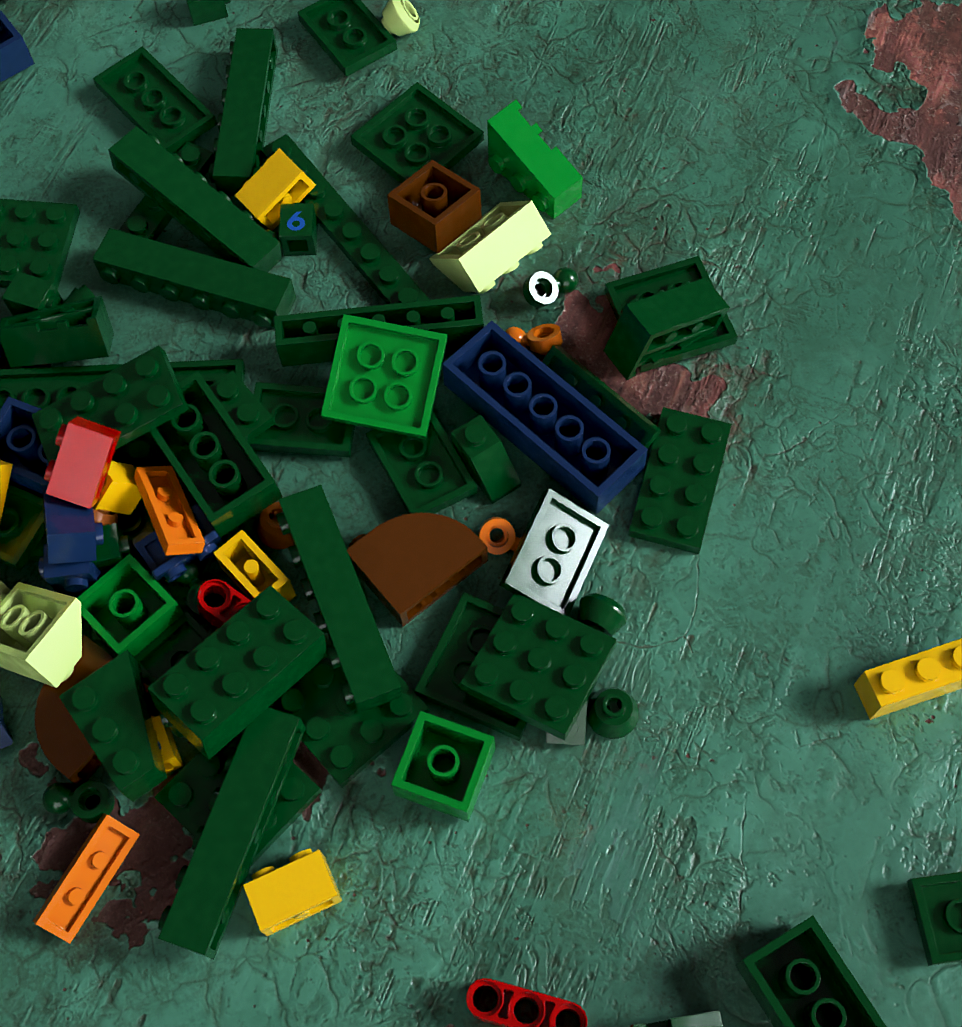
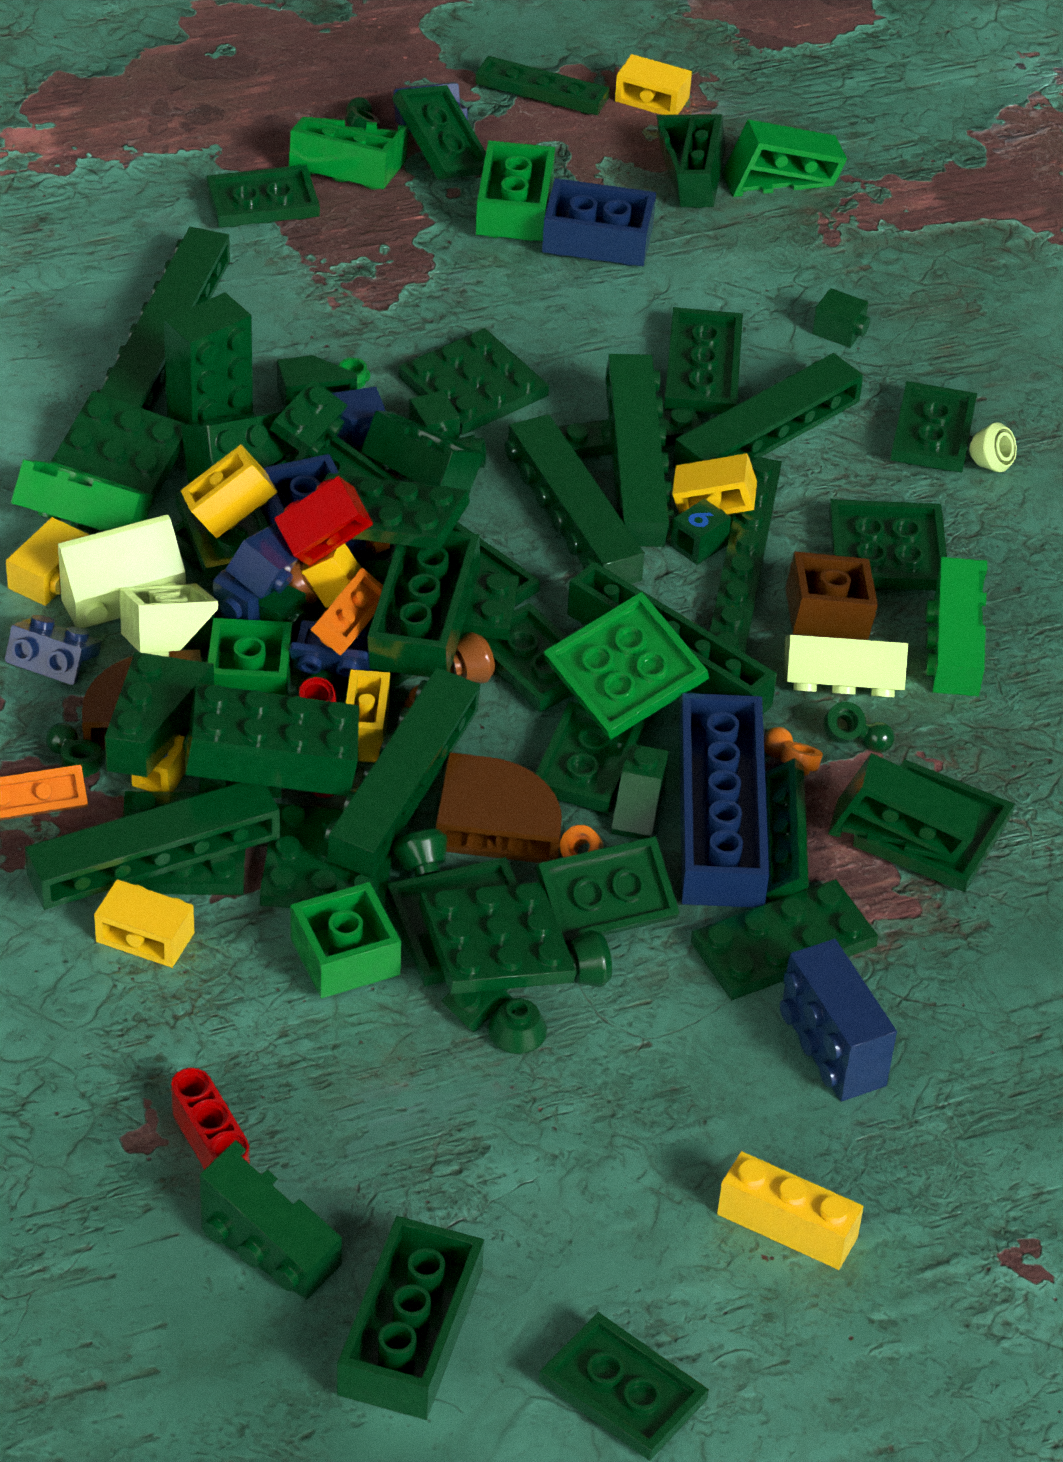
camera: 40 degrees right, 20 degrees down
(274, 457) = (473, 659): none -> dark orange cone
(408, 642) = (421, 851): none -> dark green cone
(798, 512) = (837, 1020): none -> dark blue brick

